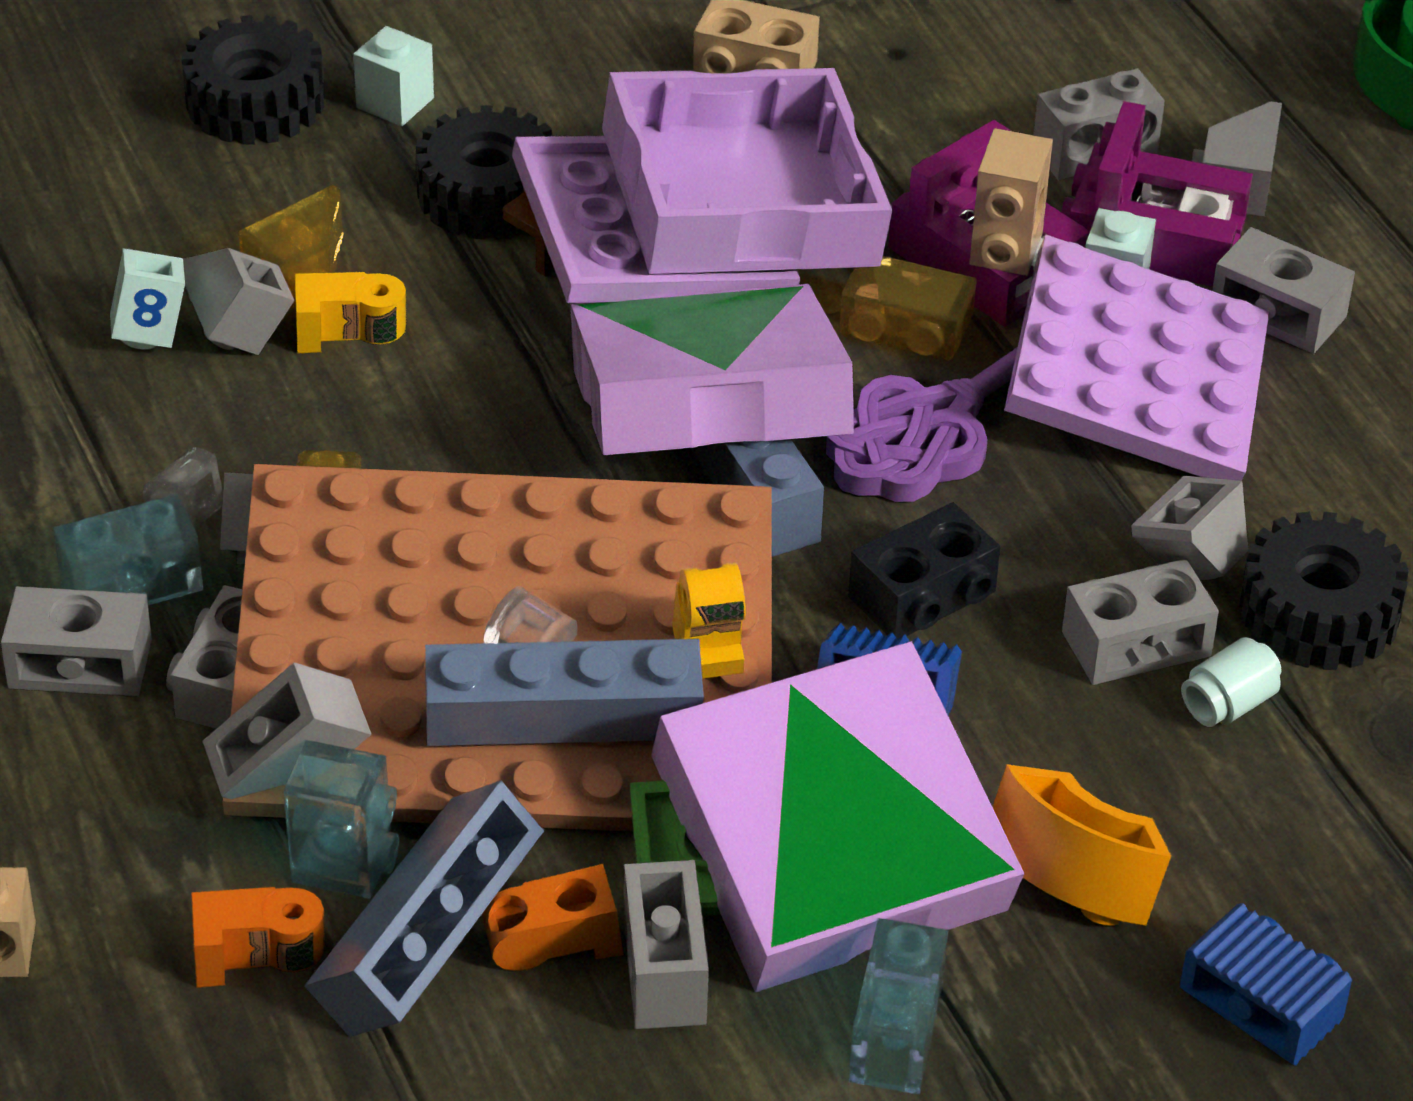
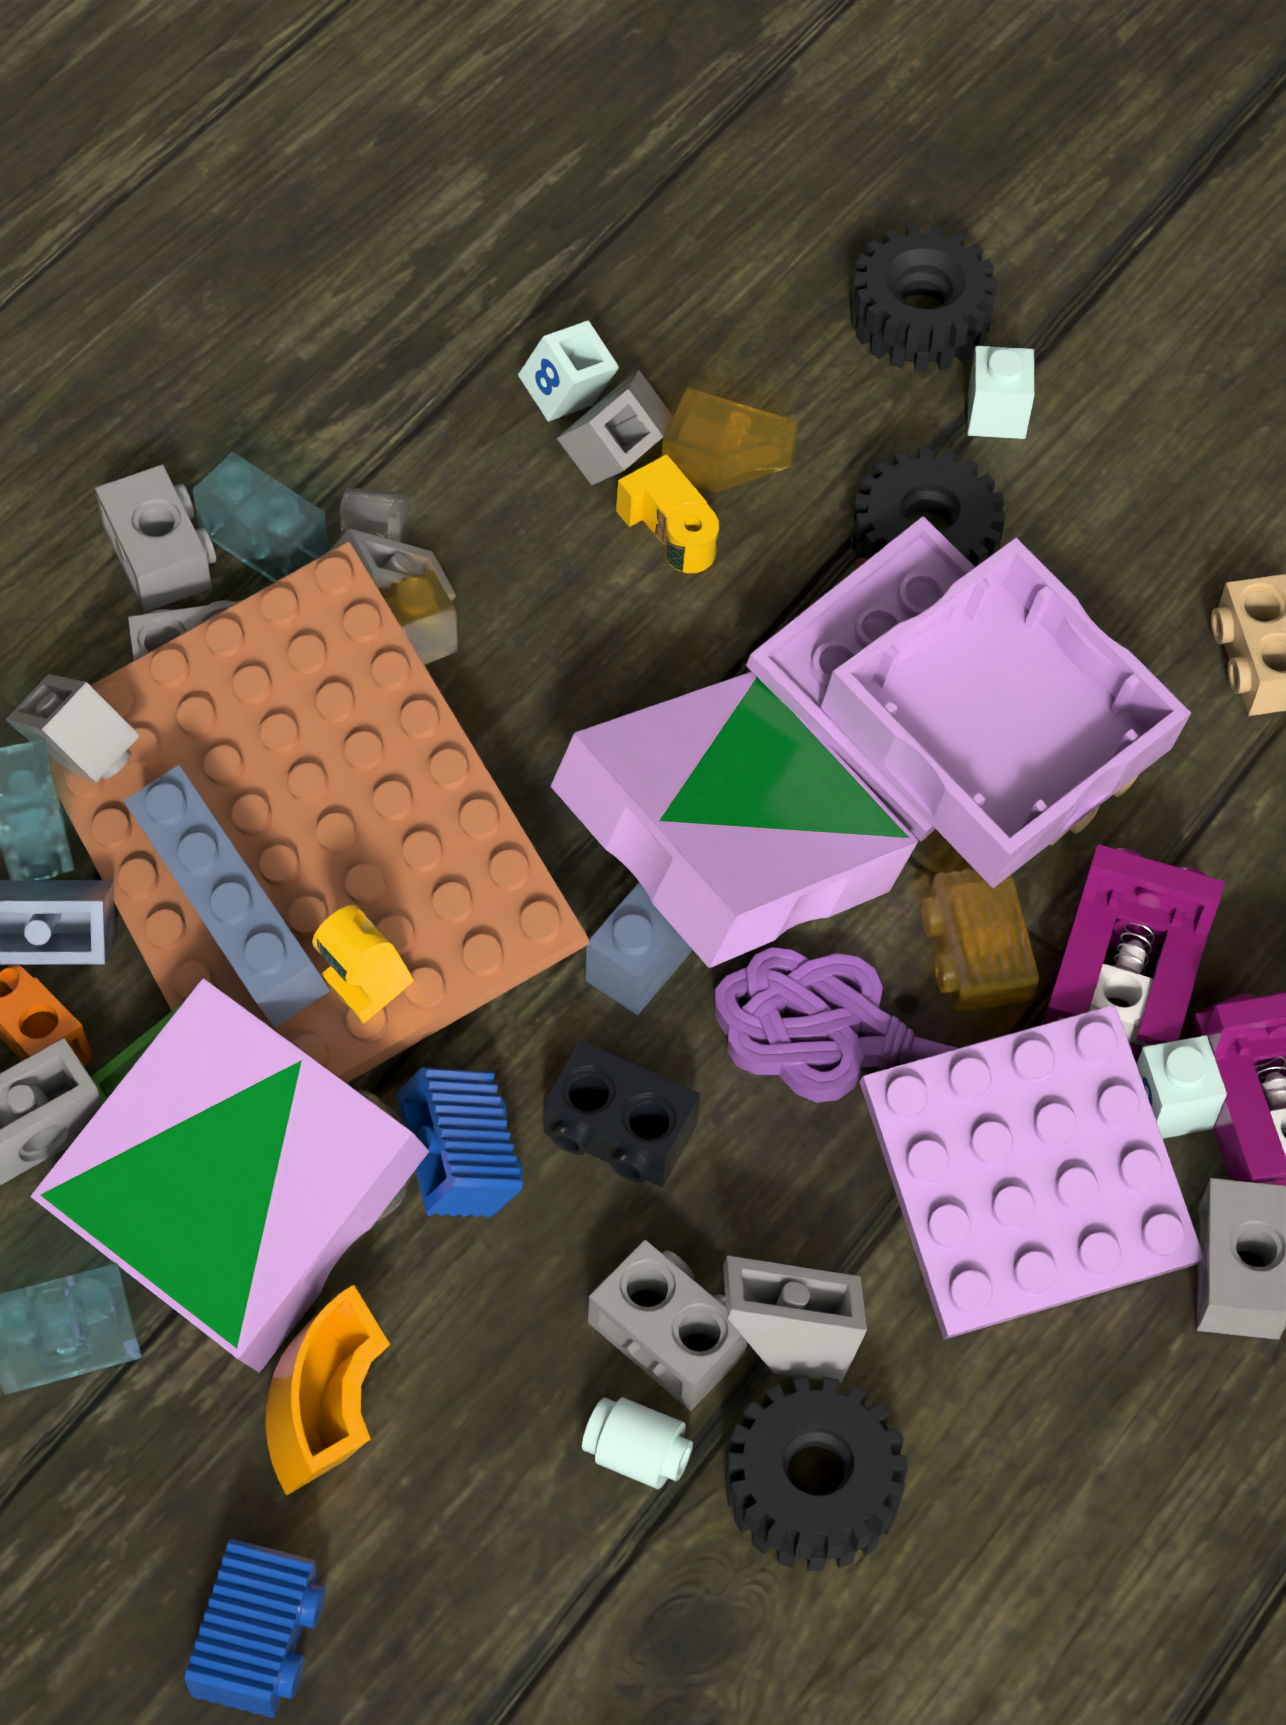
camera: 60 degrees right, 15 degrees up
(528, 618) = (288, 835): clear brick -> none
(1010, 201) = (1106, 949): tan brick -> none

